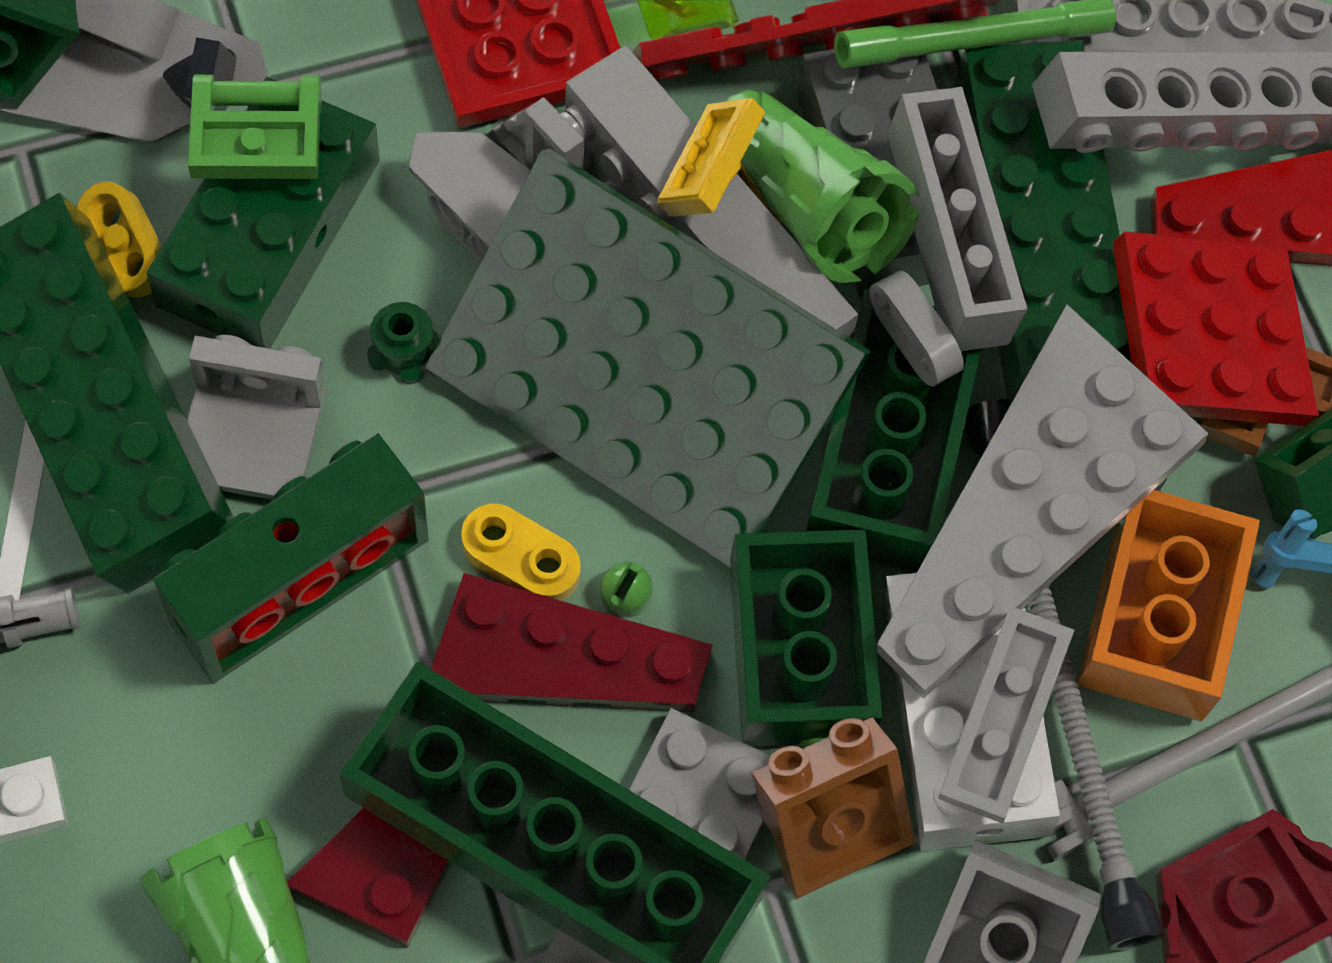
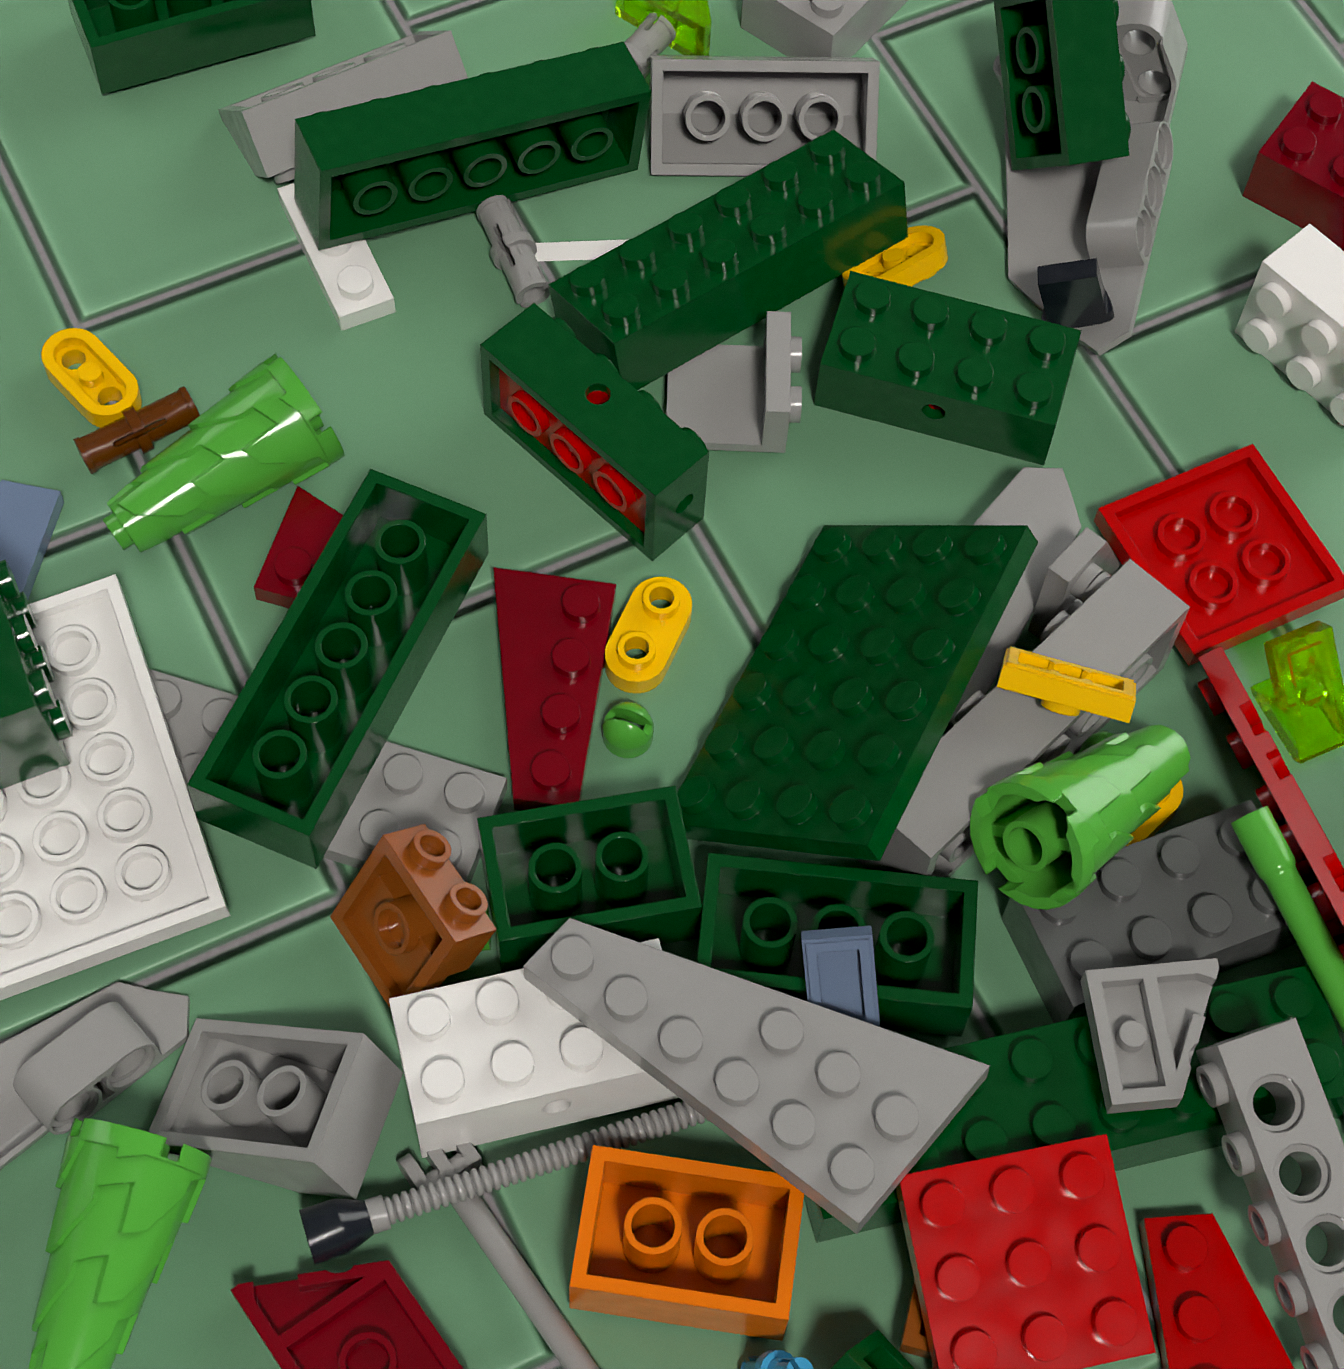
camera: 85 degrees right, 5 degrees down
(254, 141) = (995, 320): bright green plate -> none
(404, 353) = (846, 496): dark green brick -> none
(916, 328) = (931, 921): light grey beam -> none
(957, 219) = (1063, 936): light grey brick -> none
(960, 414) = (842, 971): none -> sand blue tile
(1006, 714) = (504, 1041): light grey plate -> none
(1038, 179) = (1146, 1029): none -> light grey wing

